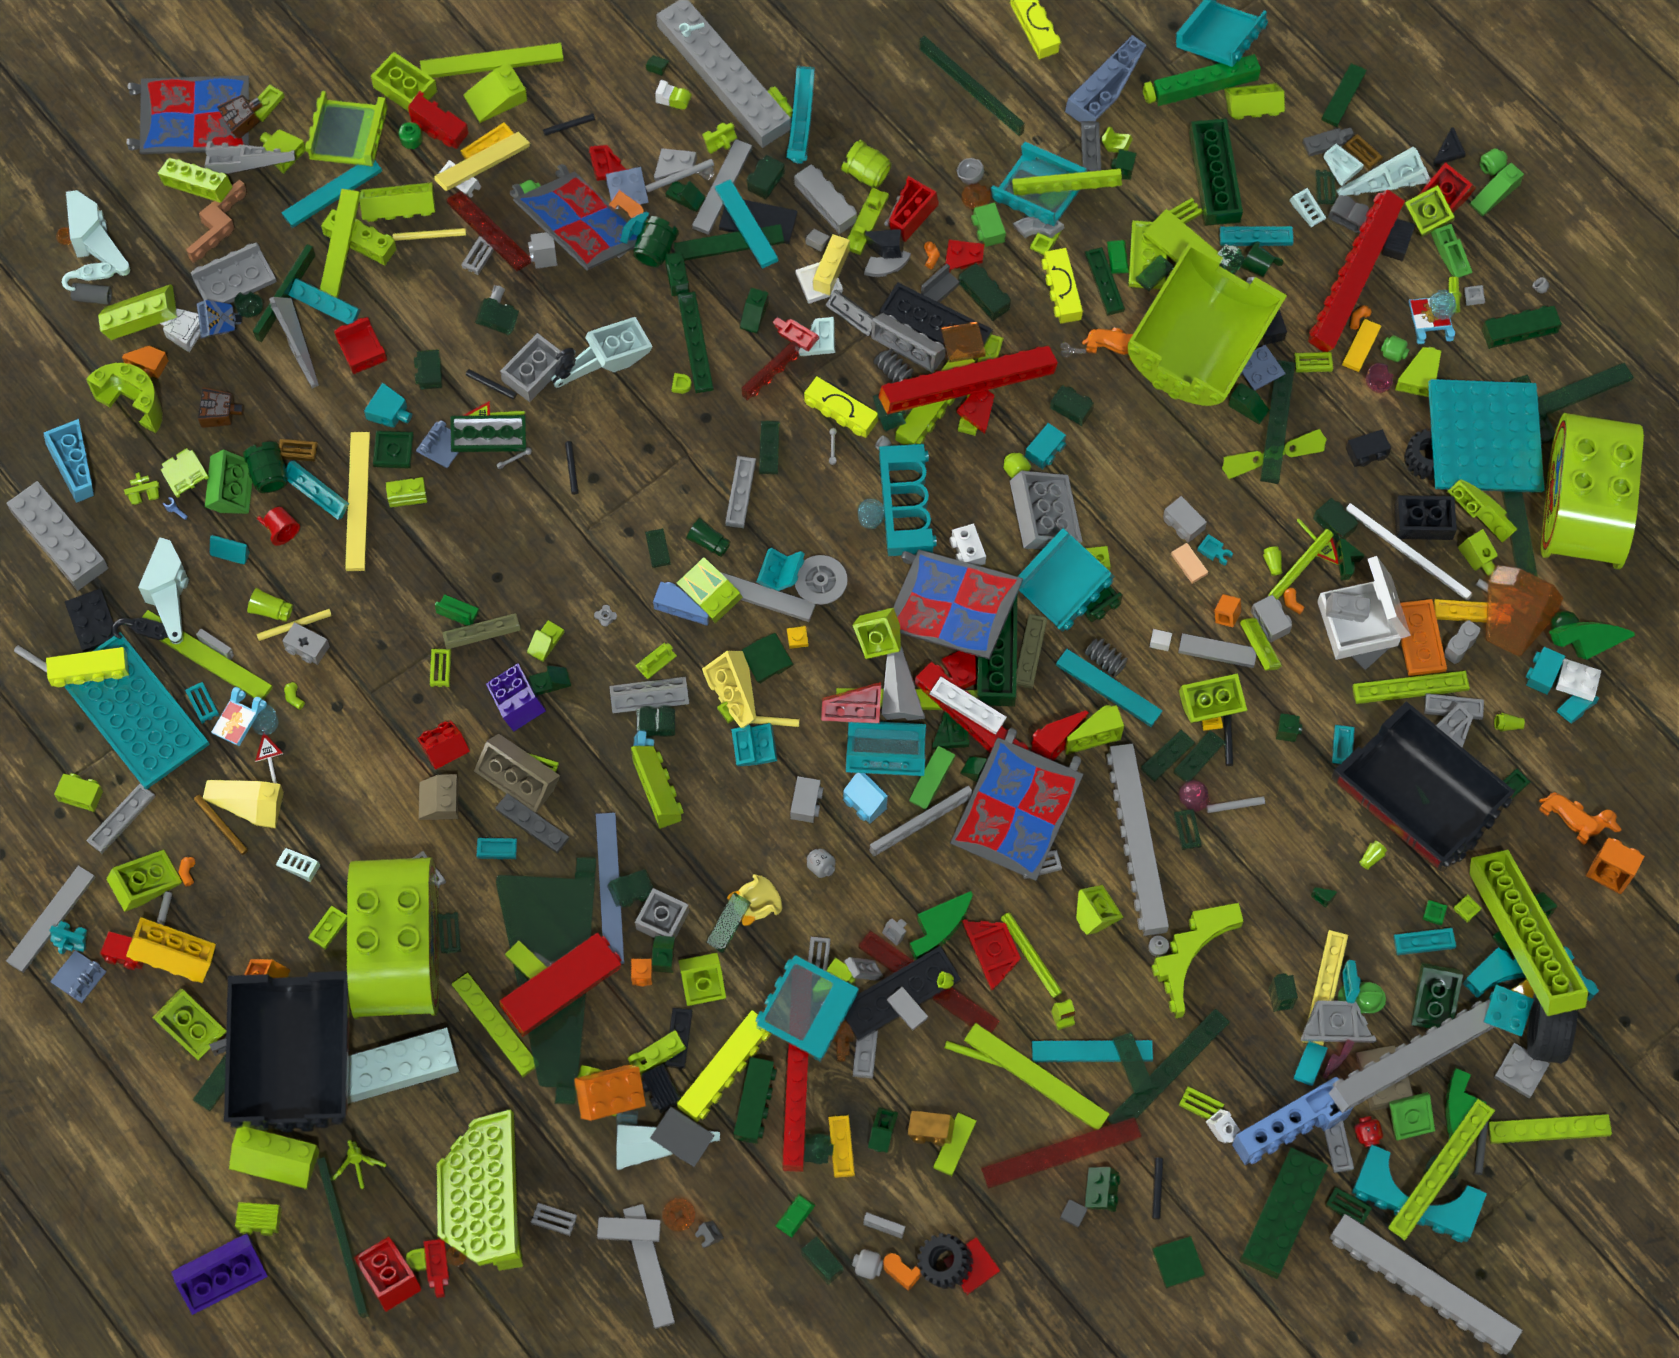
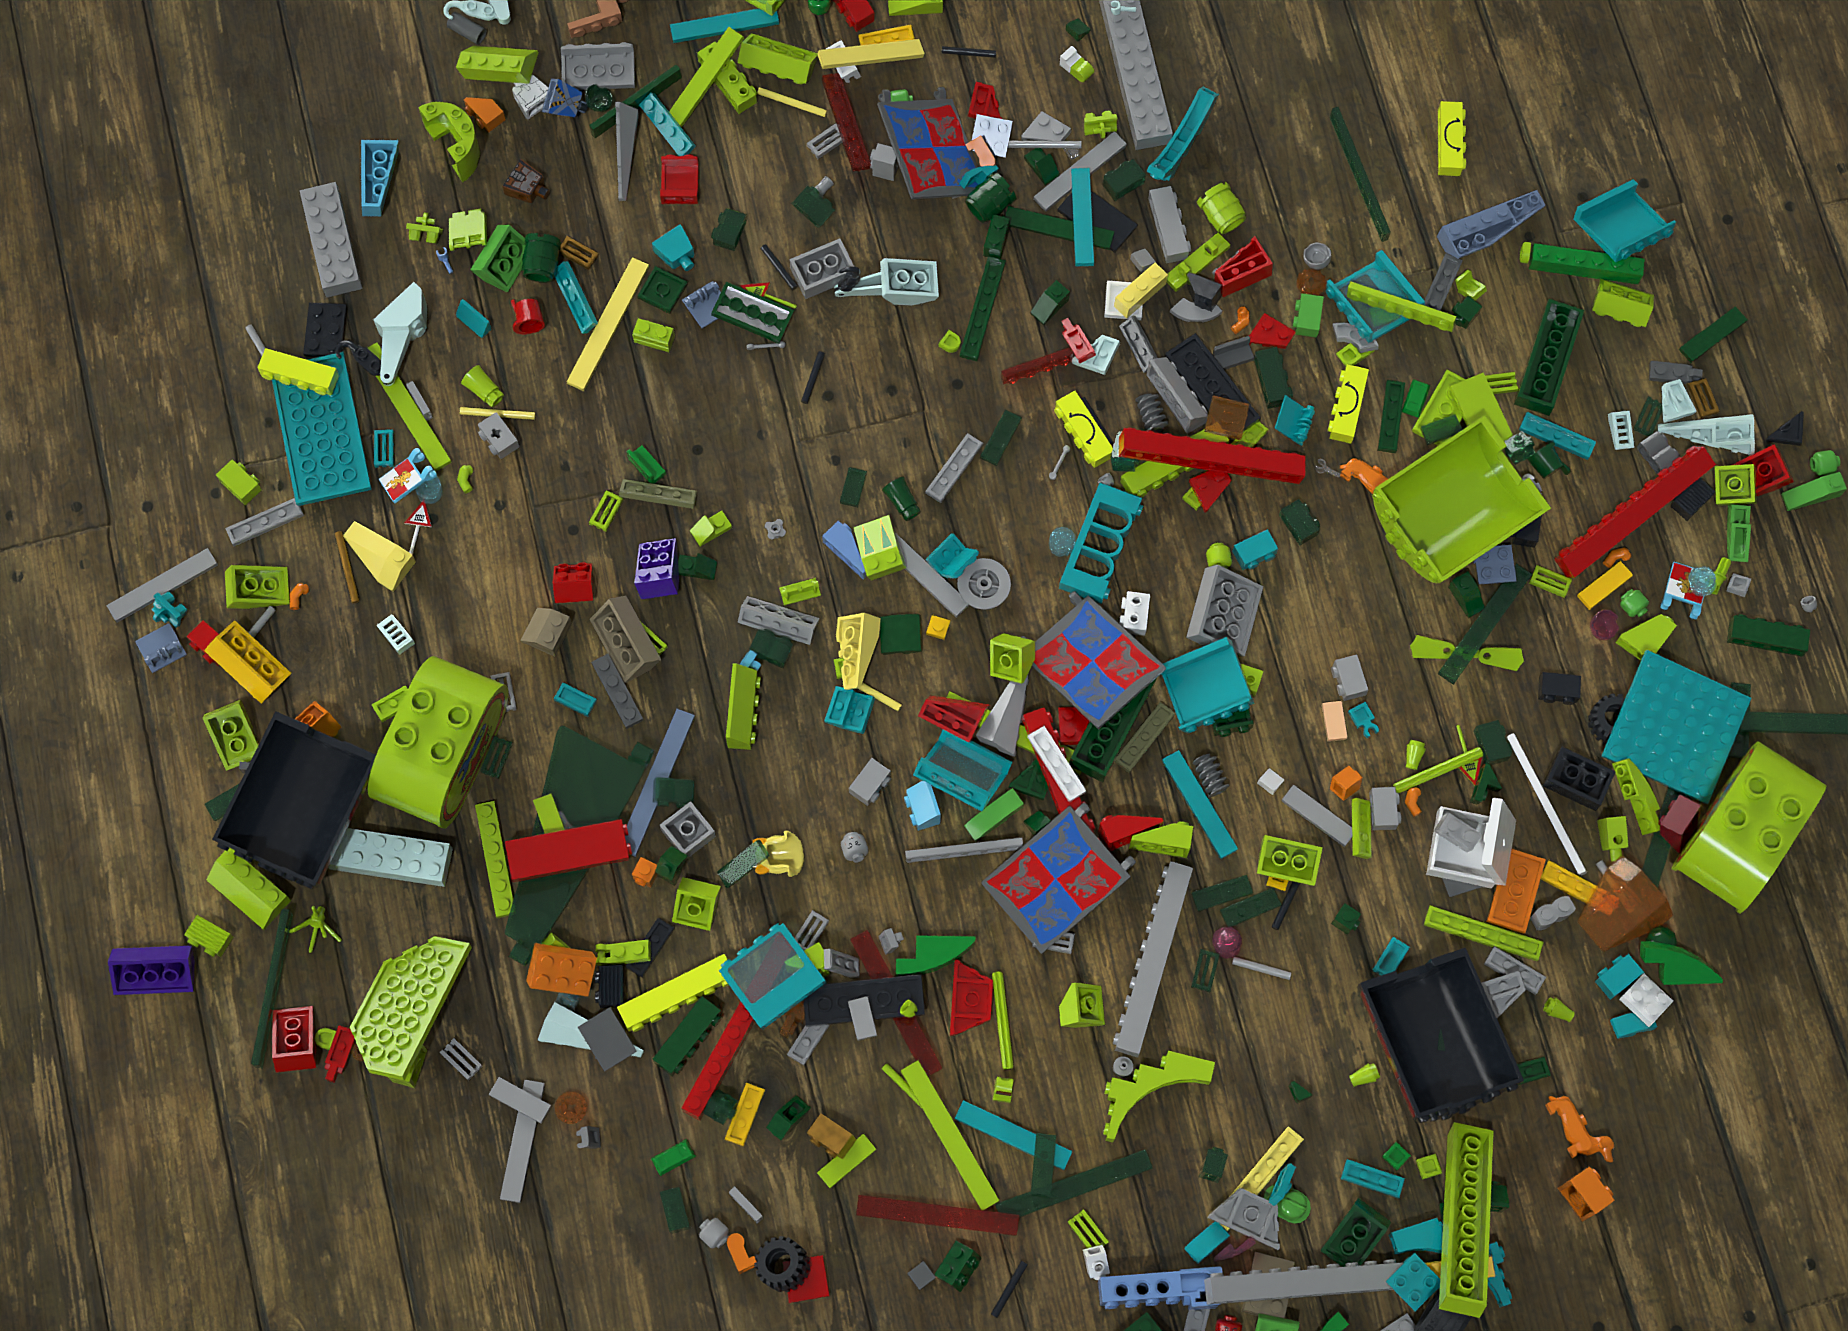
camera: 25 degrees right, 5 degrees up
(782, 101) = (1173, 112): lime axle -> none
(1024, 319) = (1294, 420): none -> teal hinge
(1529, 515) = (1680, 822): none -> dark red slope

